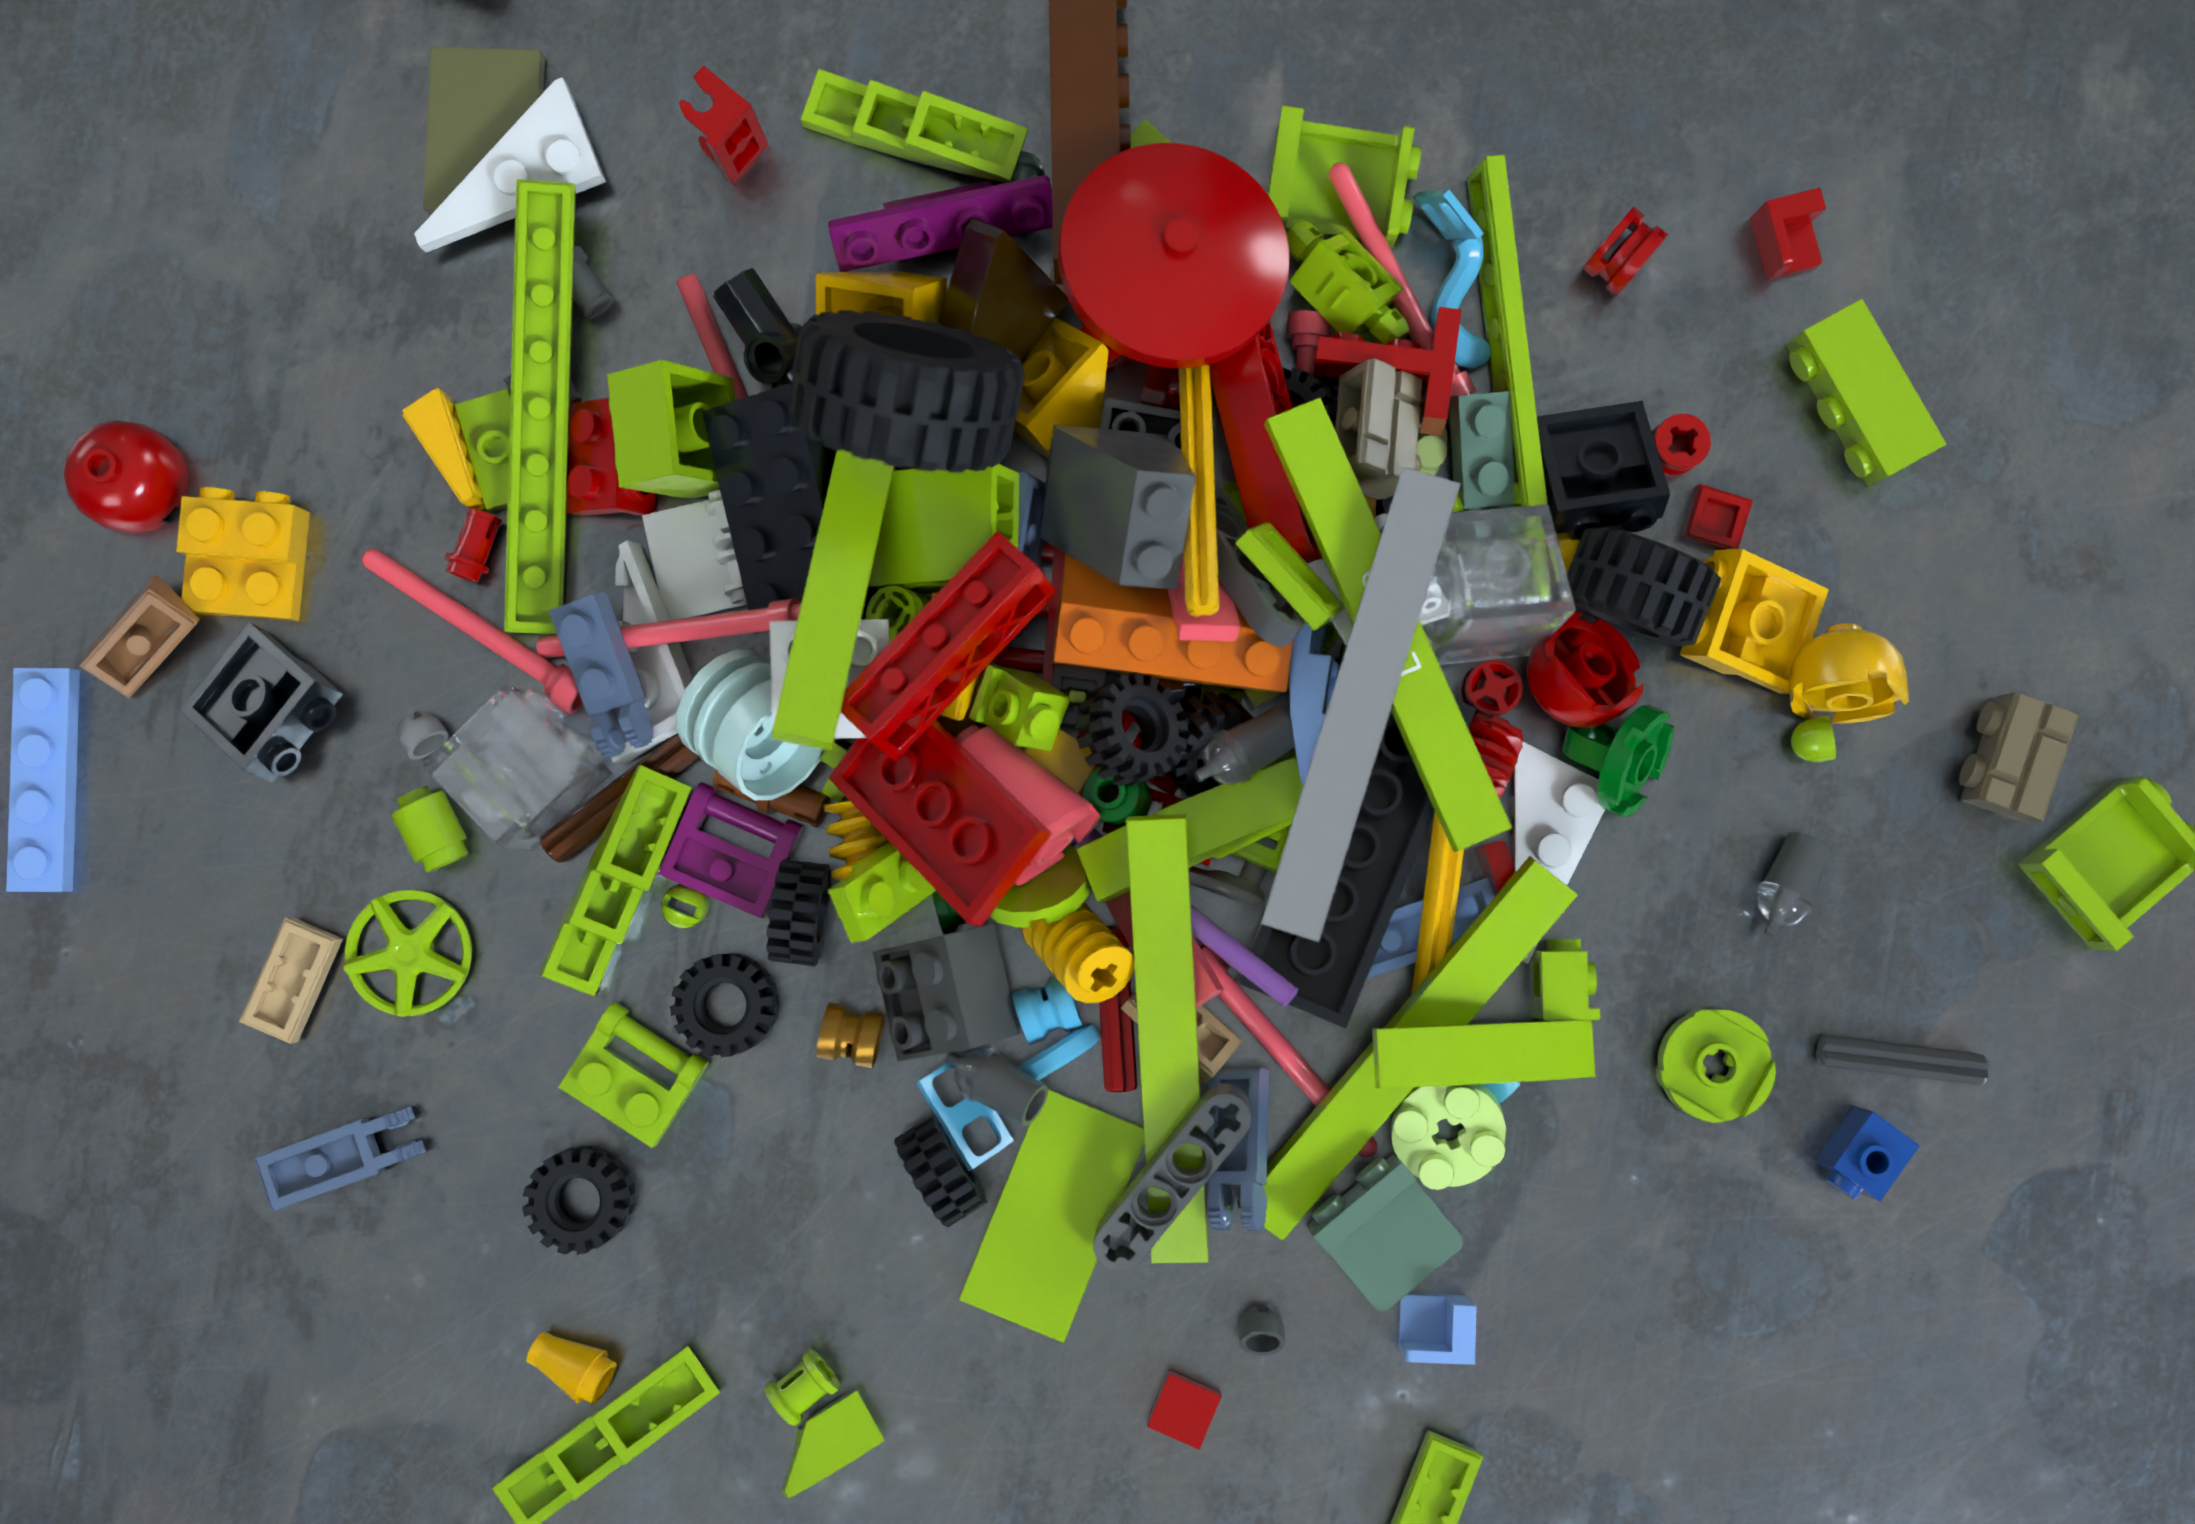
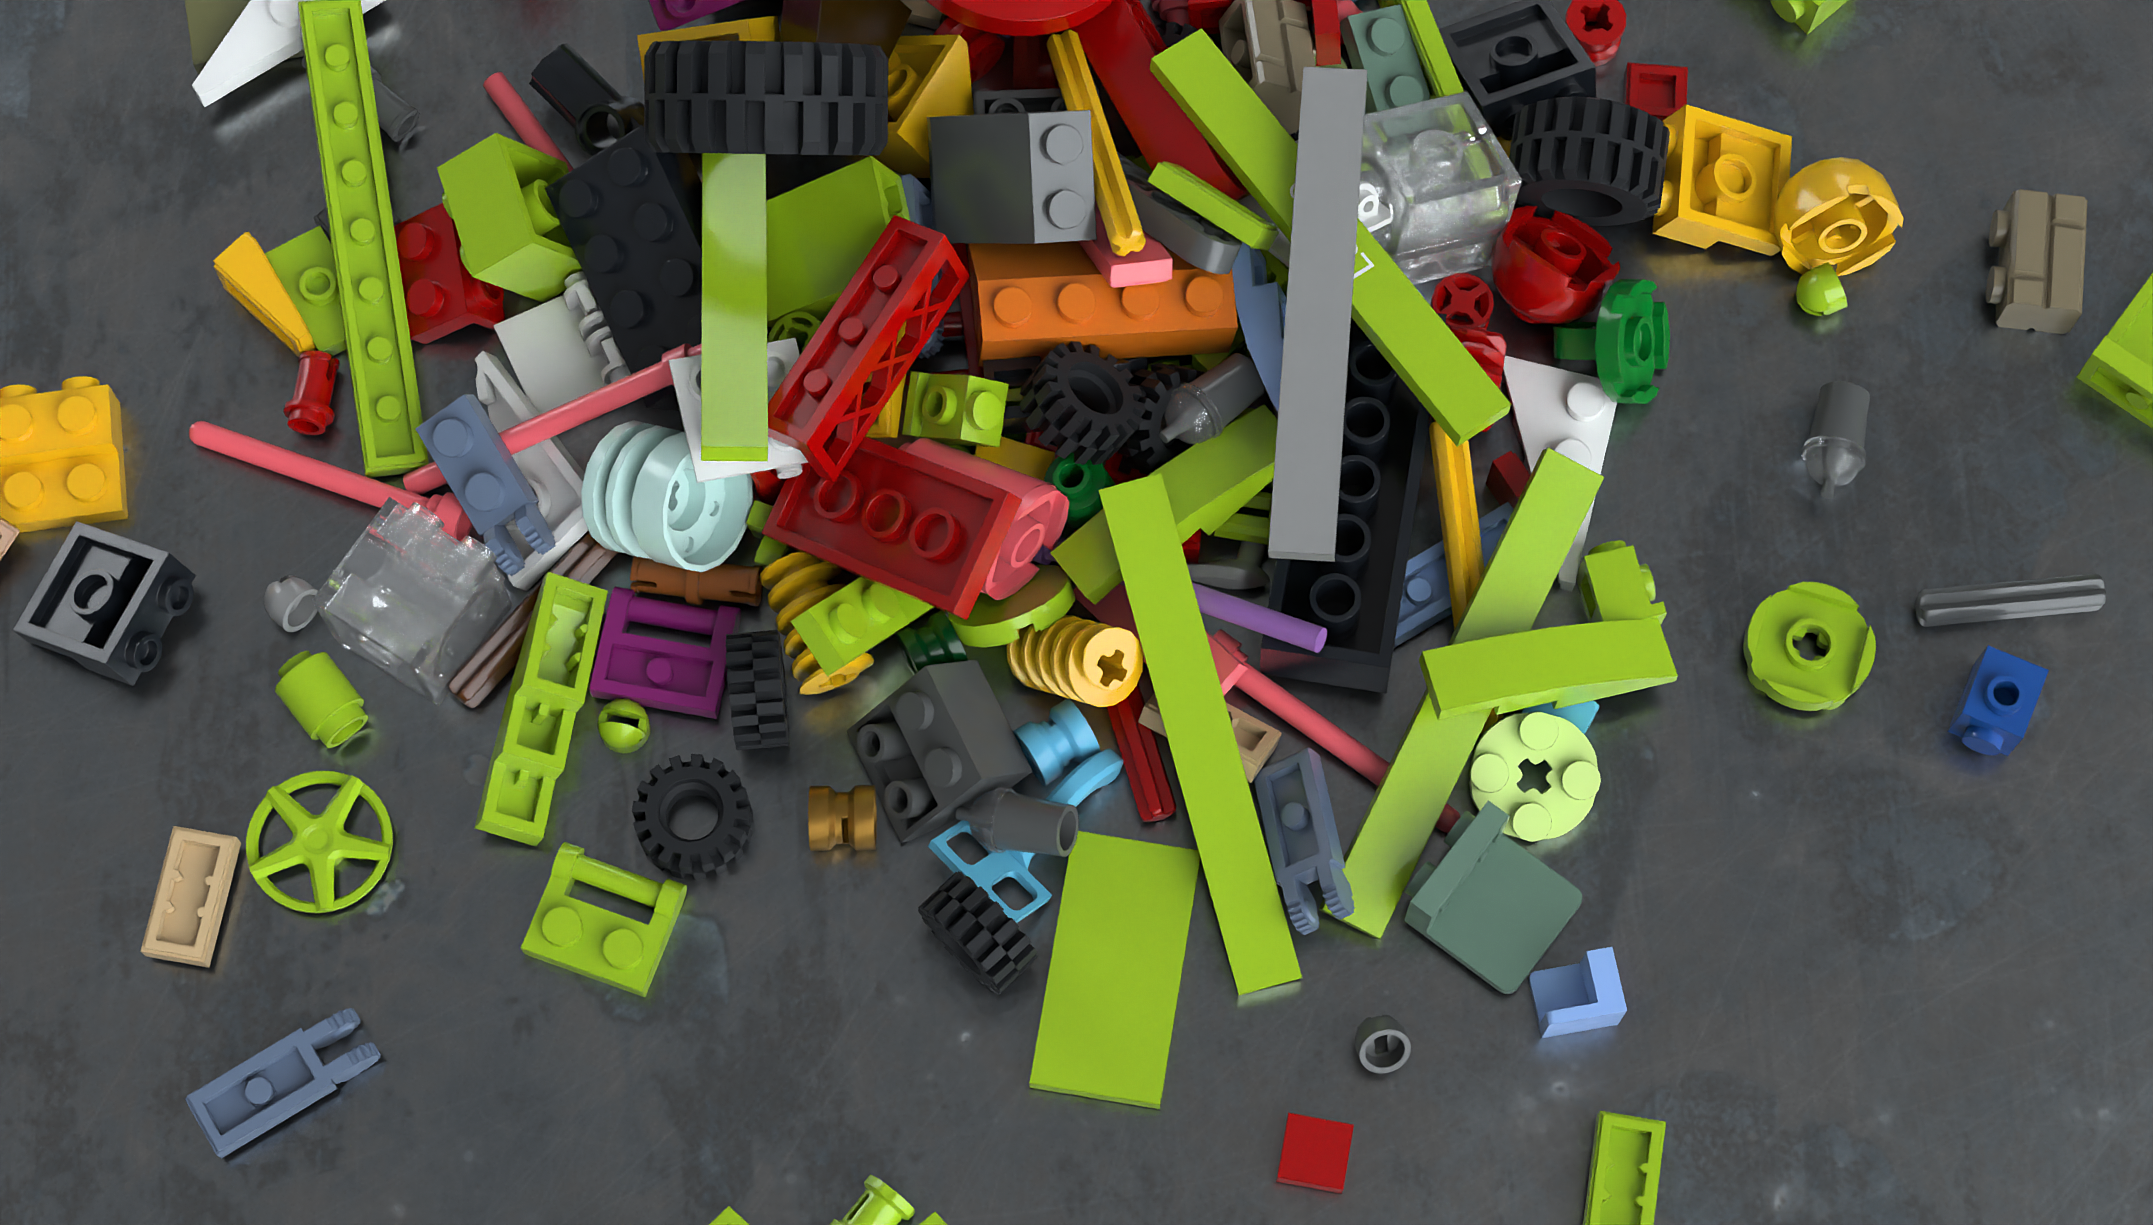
camera: 15 degrees left, 15 degrees down
(545, 1207) = (563, 1027): black tyre -> none
(1176, 1181) = (1231, 876): dark grey beam -> none

